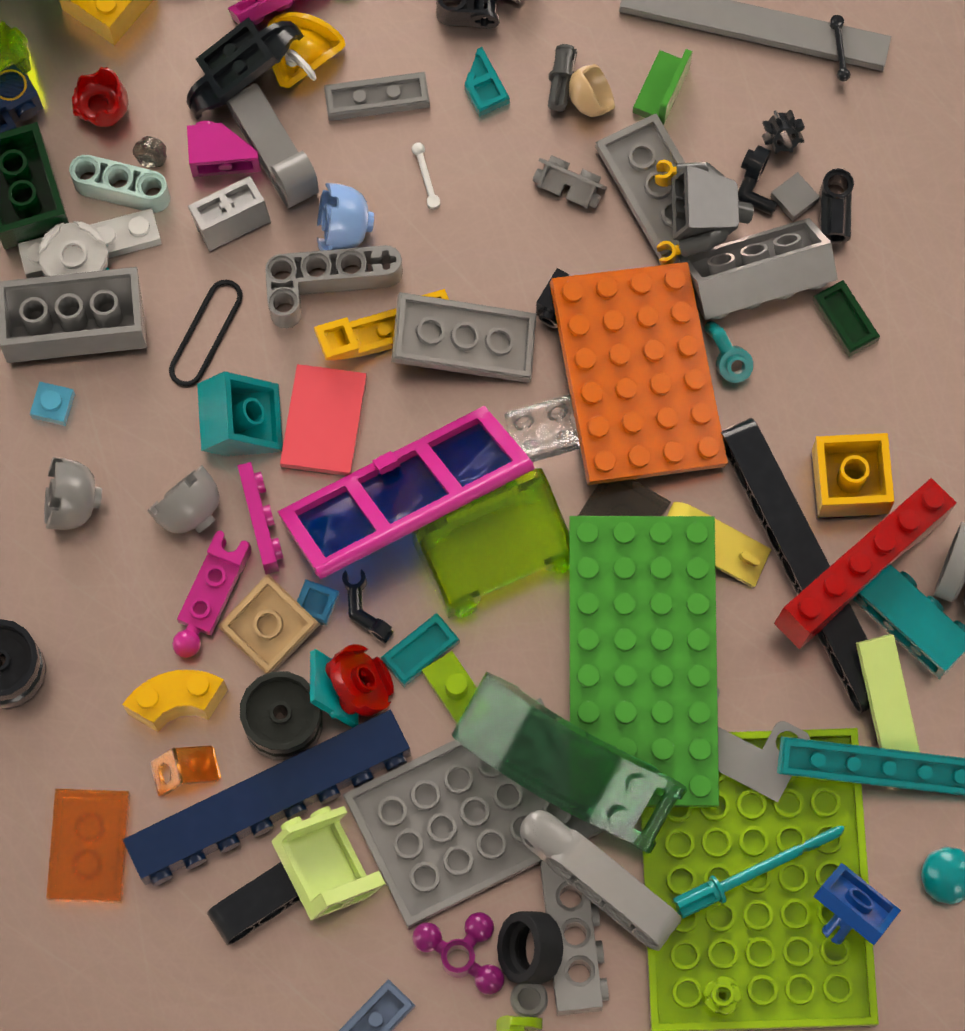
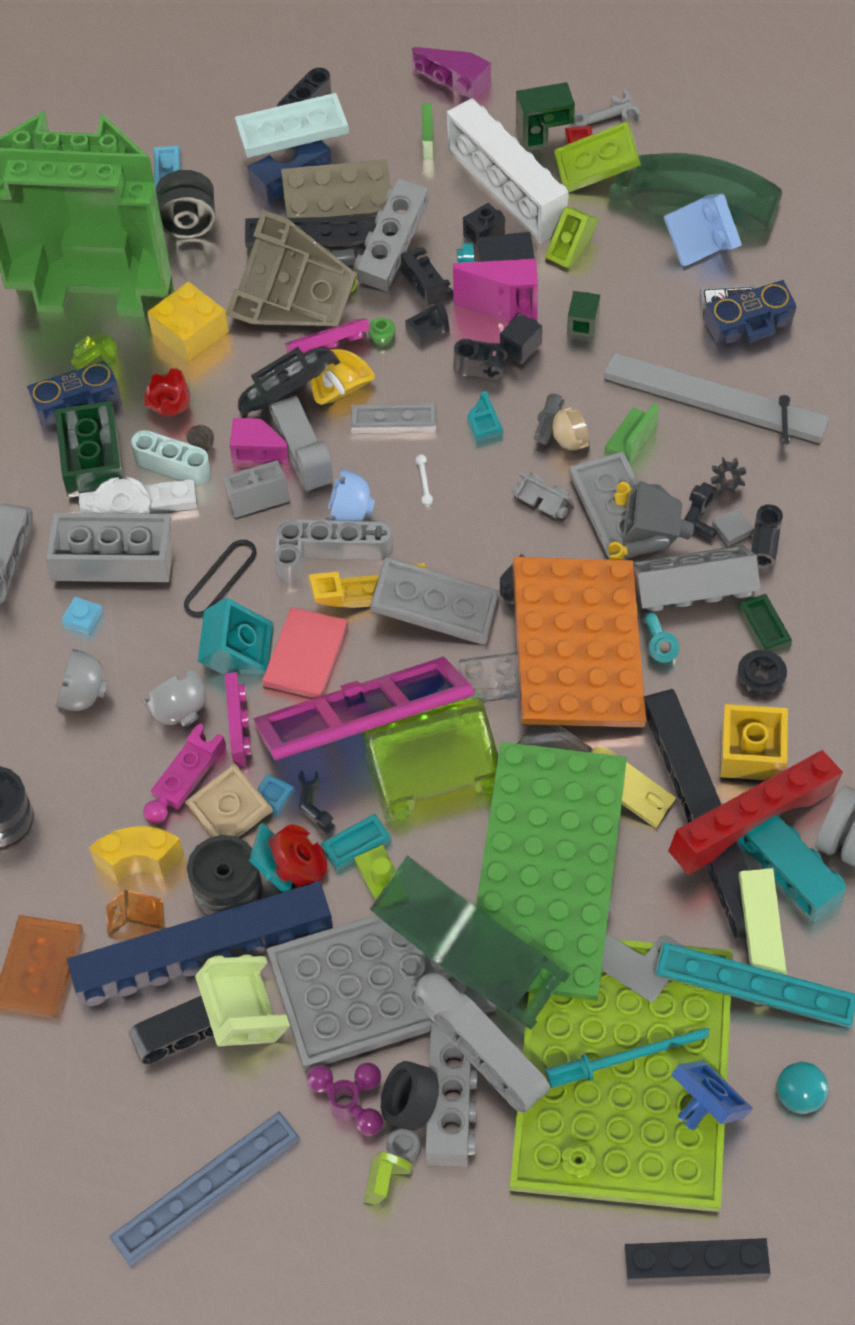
camera: 10 degrees right, 15 degrees down
(853, 366) = (765, 661): none -> black gear

